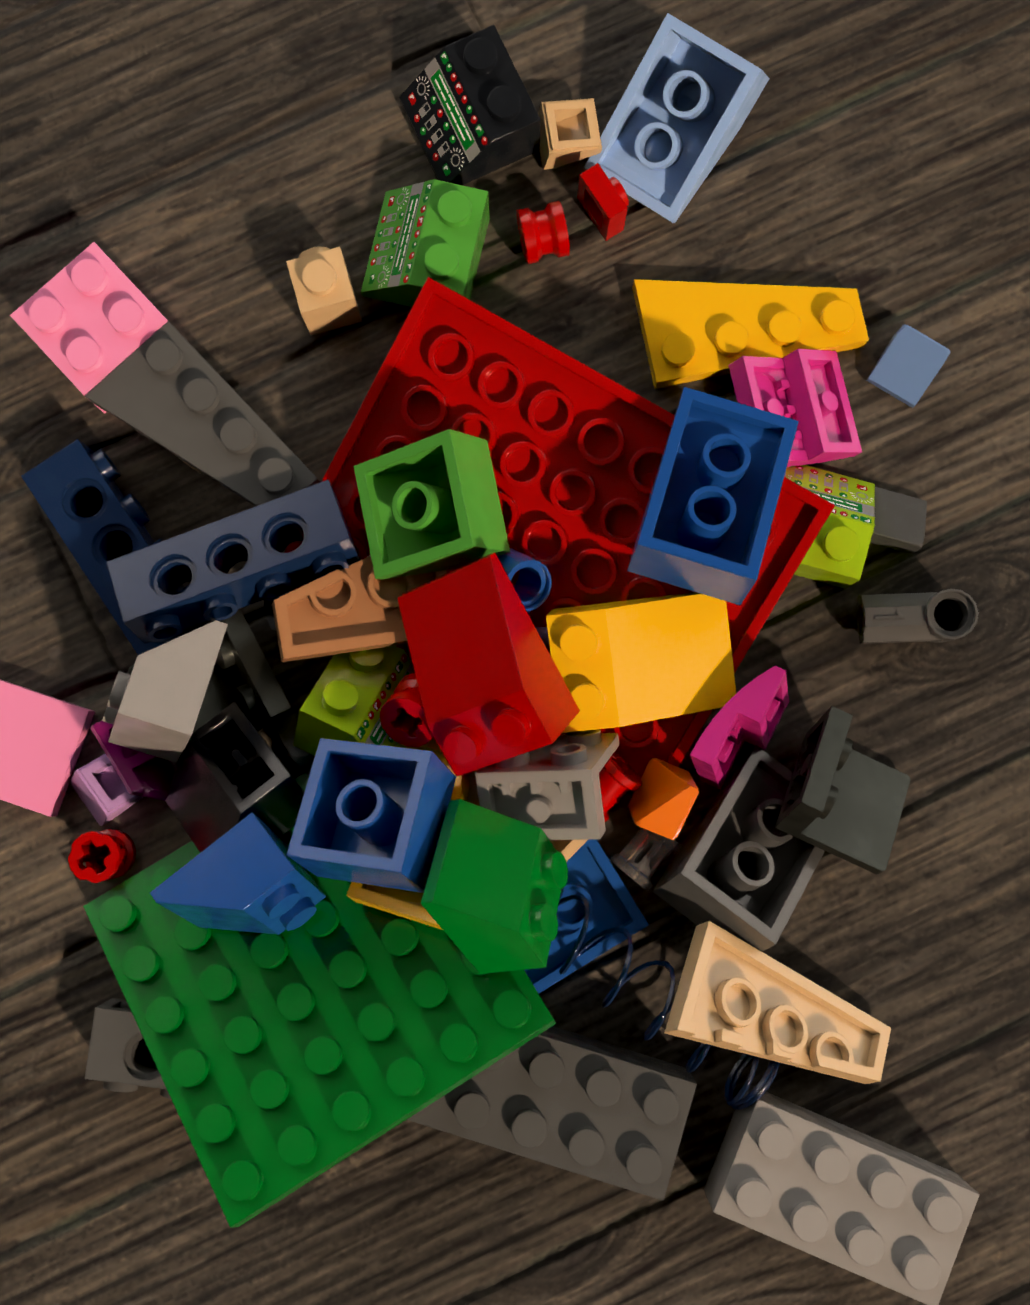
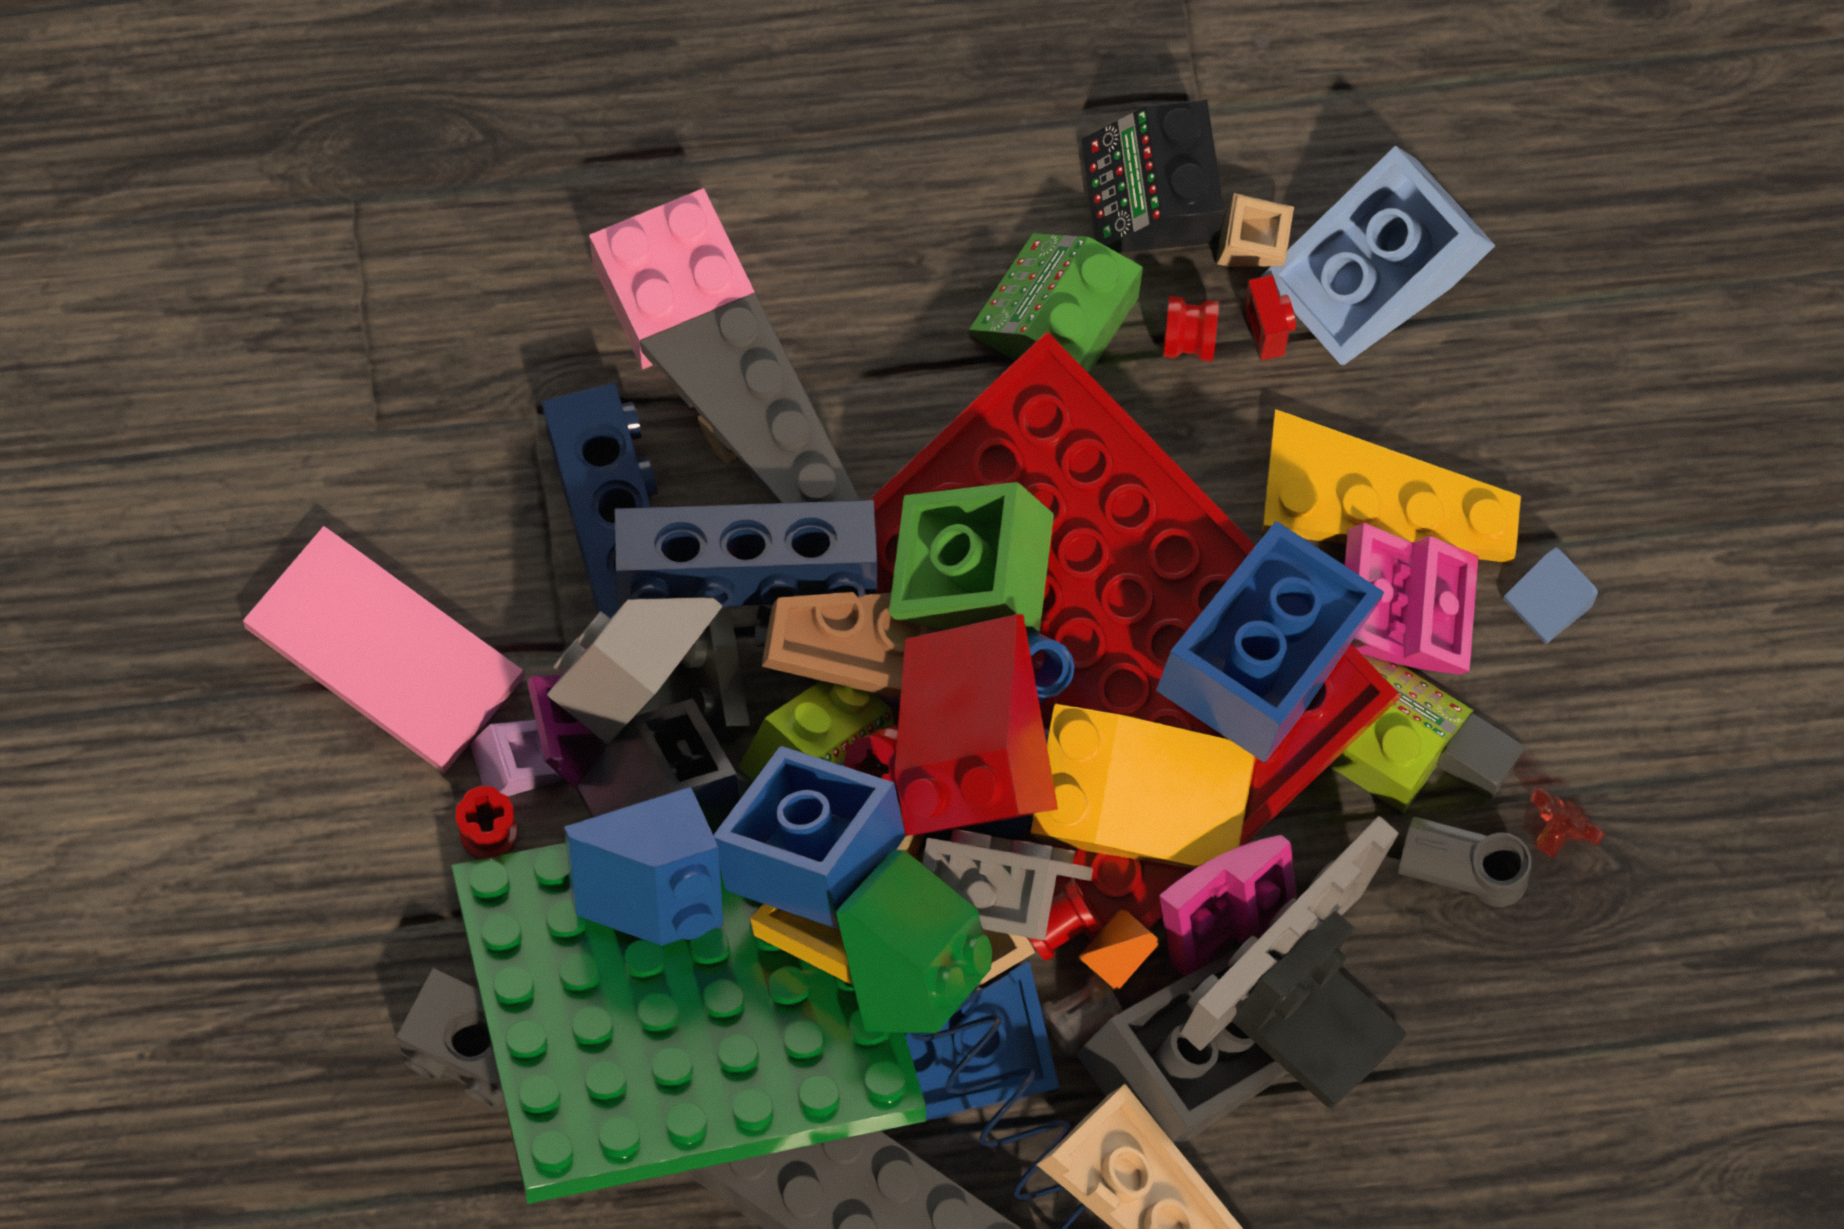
camera: 15 degrees right, 15 degrees down
(323, 289) = (930, 314): tan brick -> none
(822, 687) = (1334, 888): none -> light grey wing
(981, 558) = (1562, 823): none -> clear red plant

